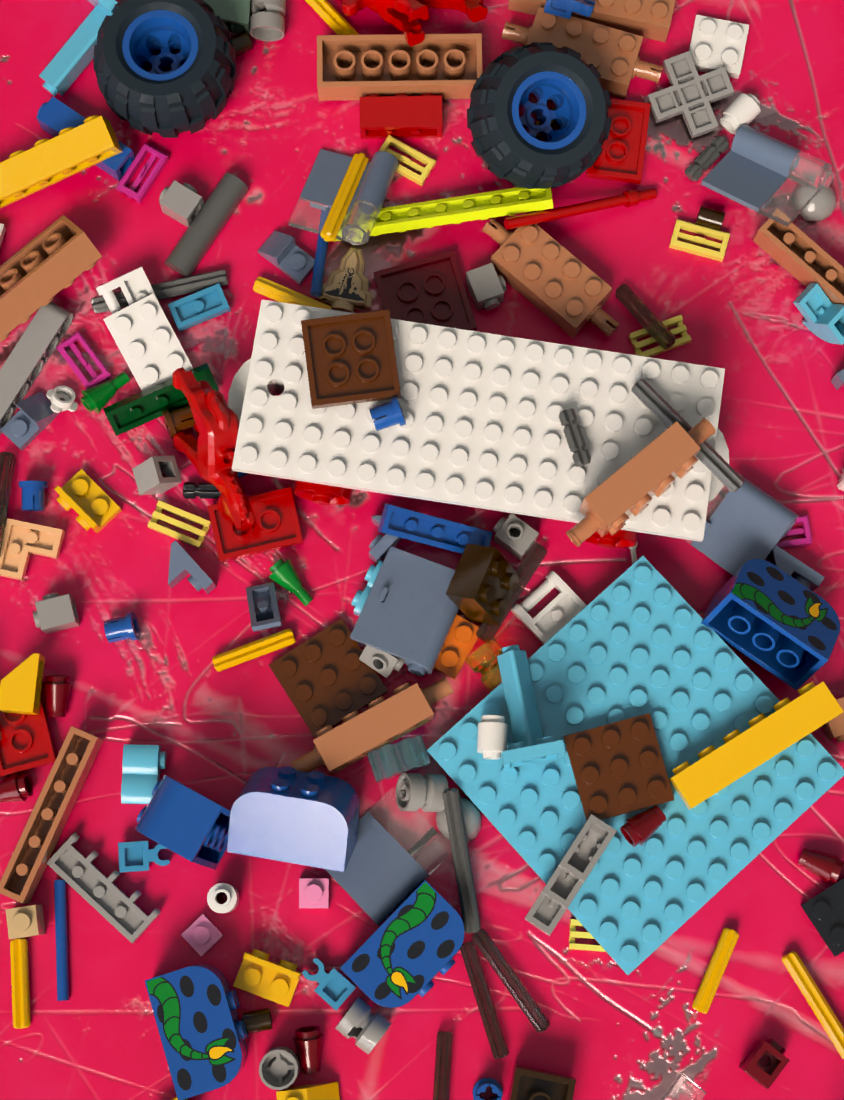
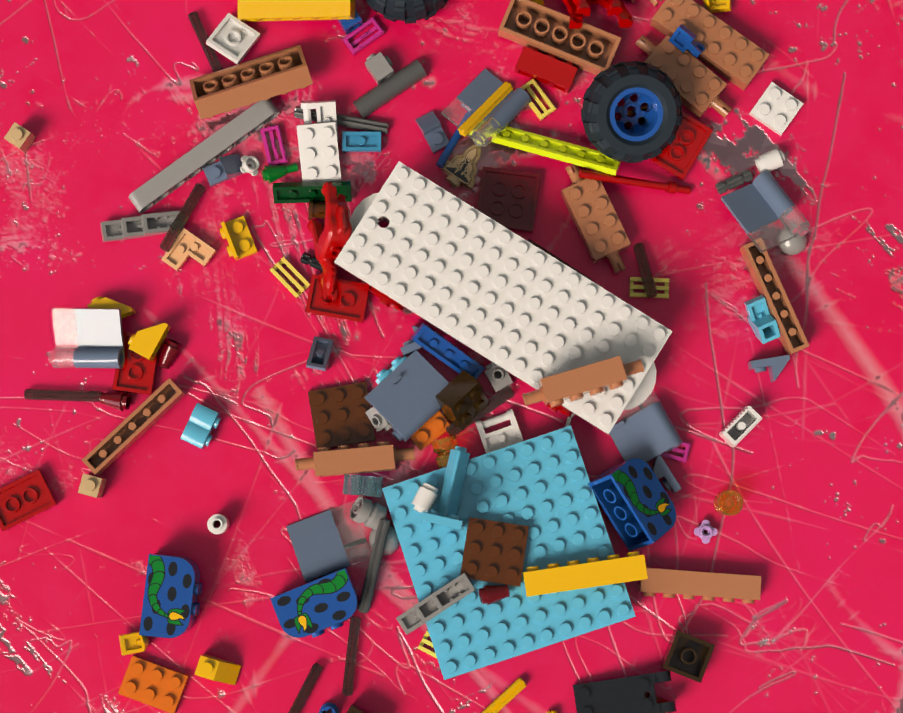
camera: 25 degrees right, 5 degrees up
(20, 983) = (73, 521): yellow axle -> none
(33, 495) = (206, 219): blue bush -> none
(56, 613) = (189, 301): light grey brick -> none
(61, 940) = (109, 506): blue bar -> none
(101, 890) = (145, 486): light grey hinge -> none
(122, 628) = (226, 329): blue bush -> none
(136, 856) = (177, 474): dark azure plate -> none
(156, 475) = (288, 240): light grey brick -> none
(181, 565) = (281, 304): sand blue slope -> none
(186, 823) = (215, 469): blue brick -> none
(202, 935) = (196, 540): bright pink plate -> none
(253, 650) = (302, 377): yellow axle -> none
(258, 1020) = (208, 607): dark brown hinge -> none
(268, 978) = (224, 584): yellow bracket -> none
(279, 1068) = (209, 641): light grey wheel -> none
(283, 294) = (422, 159): yellow axle -> none
(287, 577) = (343, 340): green cone -> none
(295, 818) = (282, 495): brick -> none
(308, 1047) = (232, 637): dark red cone -> none
(313, 892) = (275, 545): bright pink plate -> none
(332, 987) = (262, 606): dark azure plate -> none
(350, 359) = (437, 225): reddish brown plate -> none
(363, 1025) = (270, 639): light grey wheel -> none
(393, 412) = (445, 271): blue bush -> none
(485, 287) = (551, 207): light grey brick -> none
(511, 980) = (373, 651): clear smoke axle -> none
(574, 437) = (556, 335): dark grey axle -> none
(669, 416) = (623, 352): dark grey axle -> none
(690, 94) = (742, 134): light grey plate -> none
(697, 250) = (717, 244): light yellow tile -> none
(710, 218) = (717, 223): dark brown hinge -> none
(821, 864) = (597, 665): dark red cone -> none

